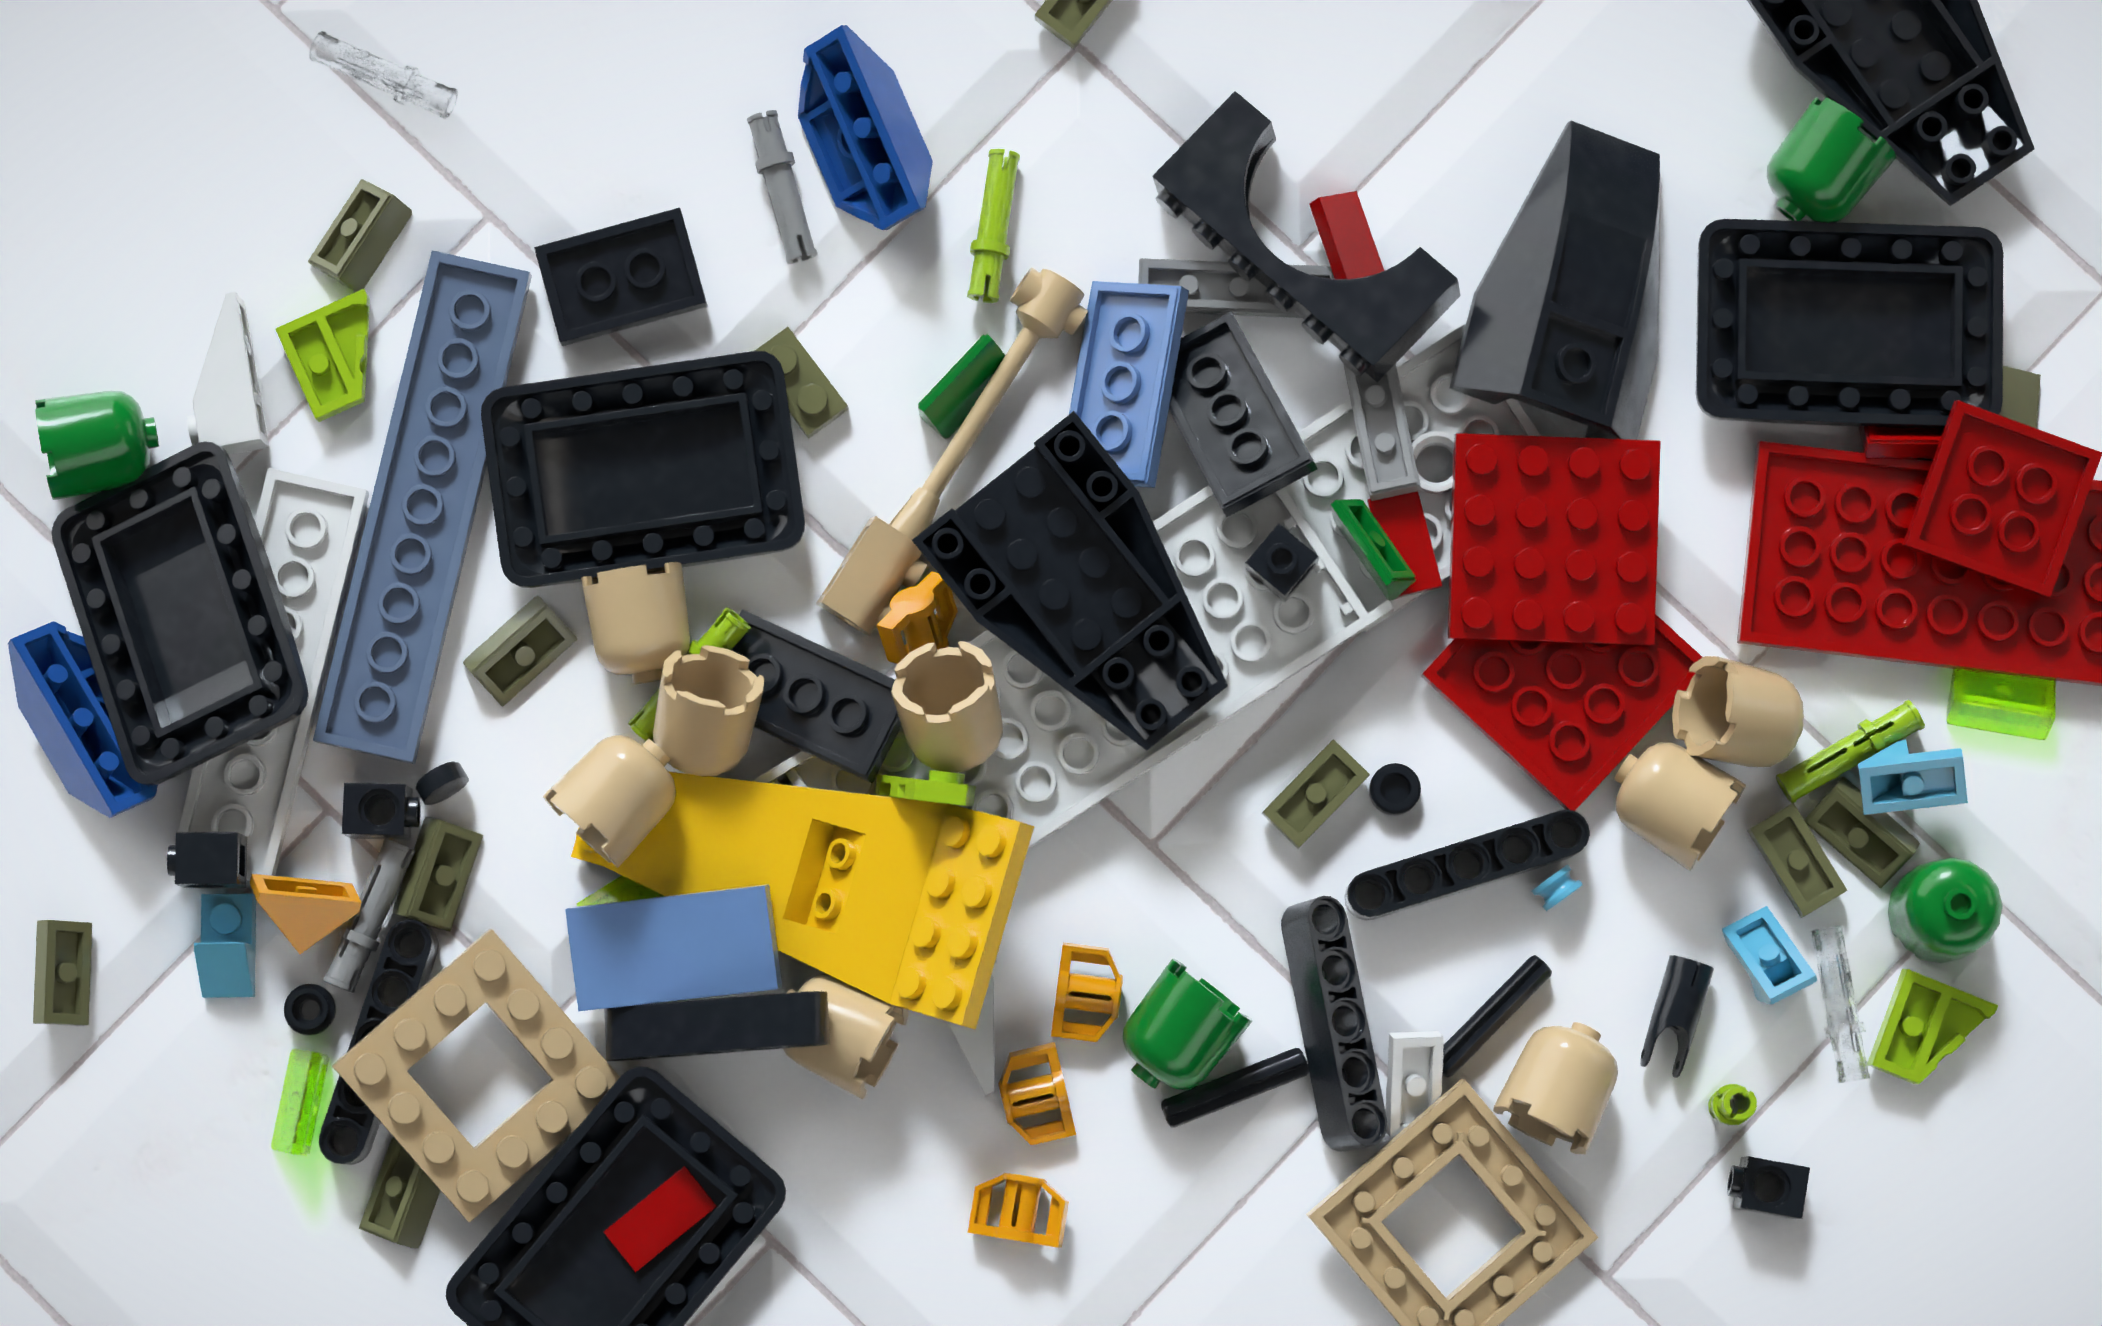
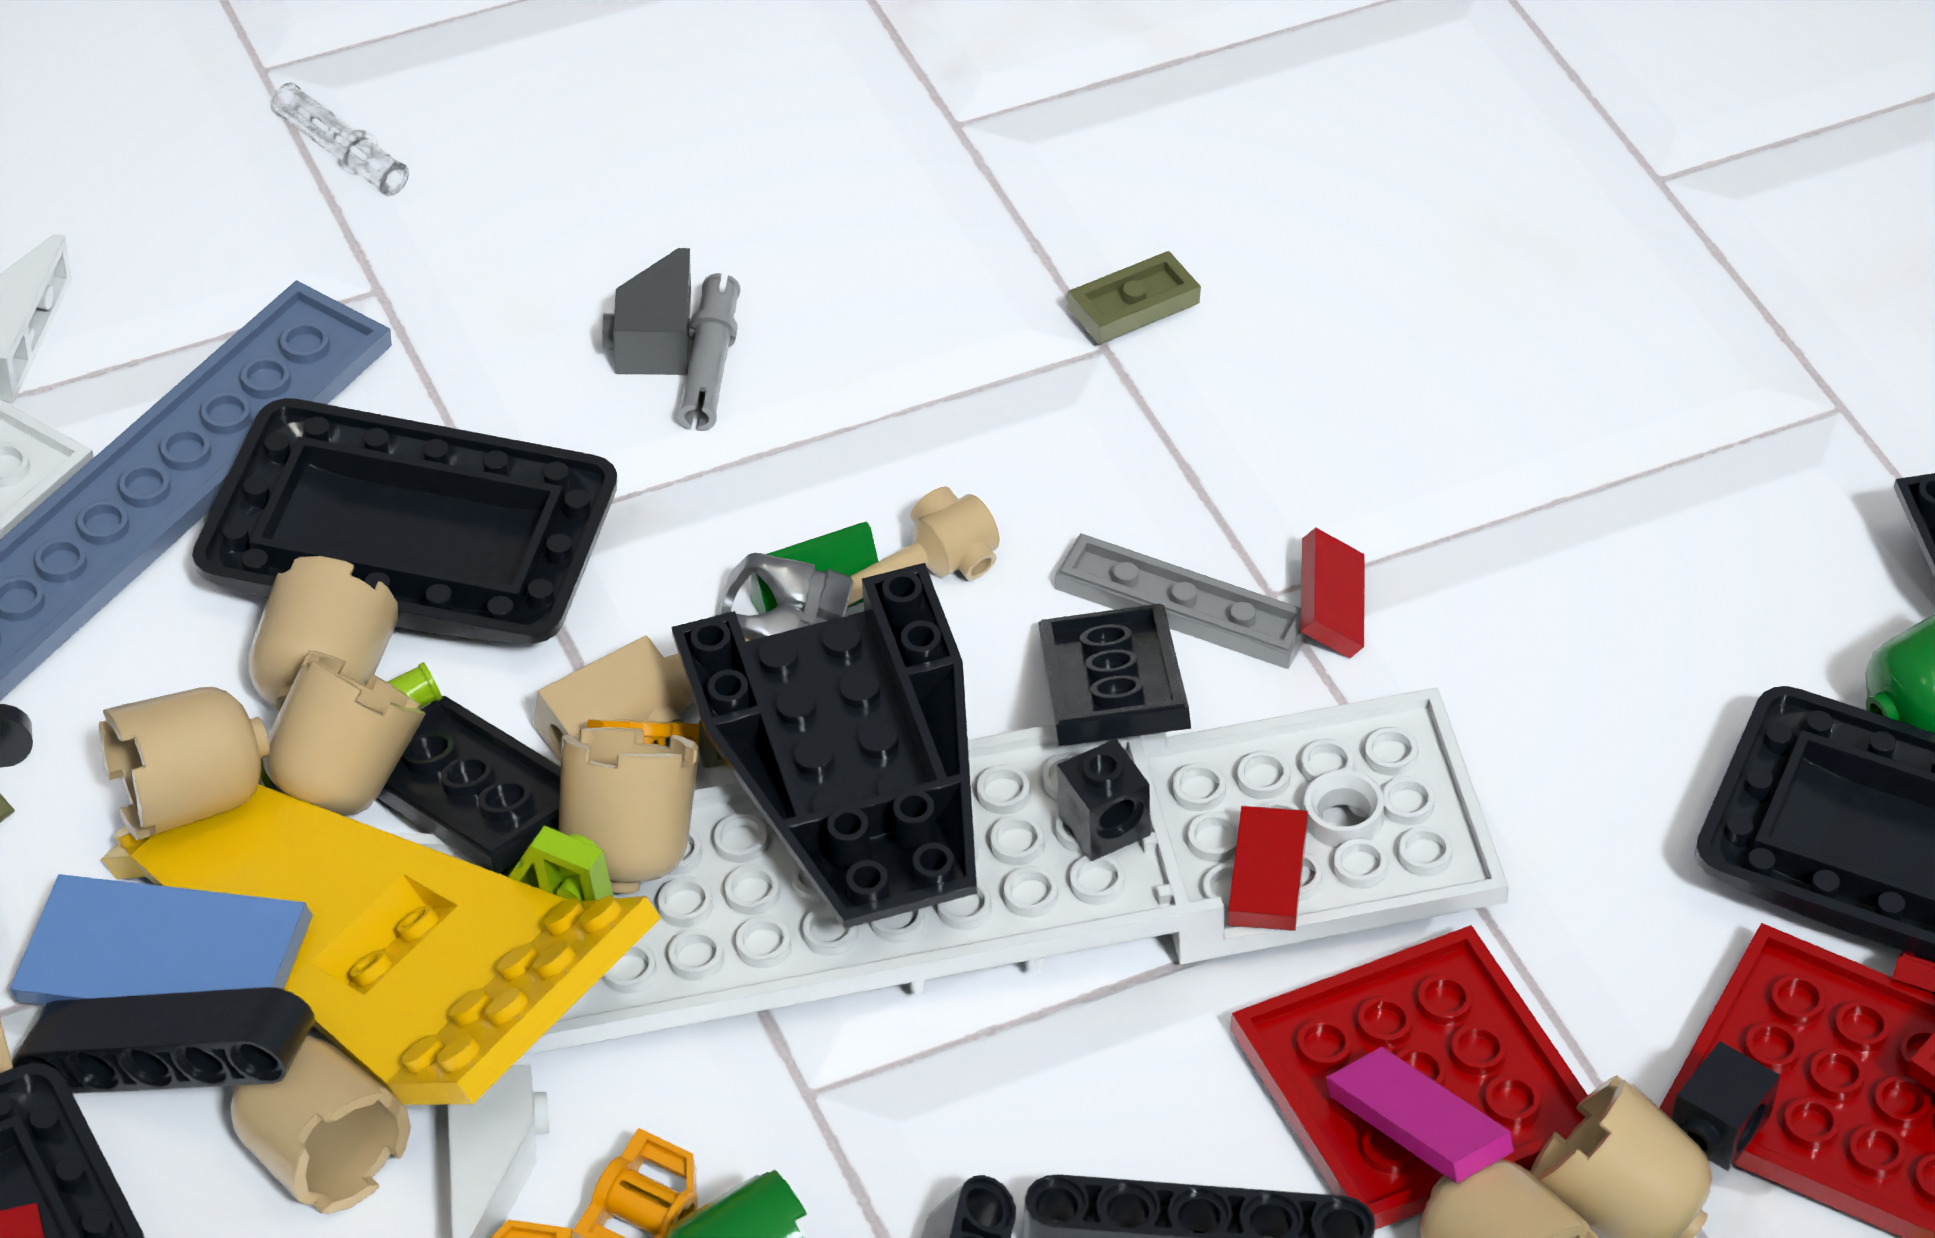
camera: 20 degrees right, 35 degrees down
(330, 354) = (133, 334): lime wing -> none
(360, 235) = (231, 261): olive slope -> none
(520, 650) = (168, 655): olive slope -> none
(620, 276) = (487, 369): black plate -> none
(726, 174) = (652, 319): none -> dark grey slope
(809, 392) = (635, 530): olive plate -> none
(862, 131) = (824, 315): blue wedge -> none
(976, 436) = (801, 592): none -> flat silver piece
(991, 245) = (915, 469): lime pin -> none
(1129, 371) = (1022, 610): medium blue tile -> none
(1315, 794) = (1039, 1097): olive plate -> none
(1364, 317) = (1308, 623): black arch -> none
(1372, 546) = (1223, 843): green slope -> none
(1383, 434) = (1297, 721): light grey tile -> none
(1394, 789) = (1143, 1134): black tile -> none
(1554, 539) = (1456, 920): red plate -> none
(1573, 290) = (1586, 706): black wedge -> none
(1591, 732) = (1420, 1114): none -> dark pink tile
(1789, 634) = (1726, 1103): none -> black brick

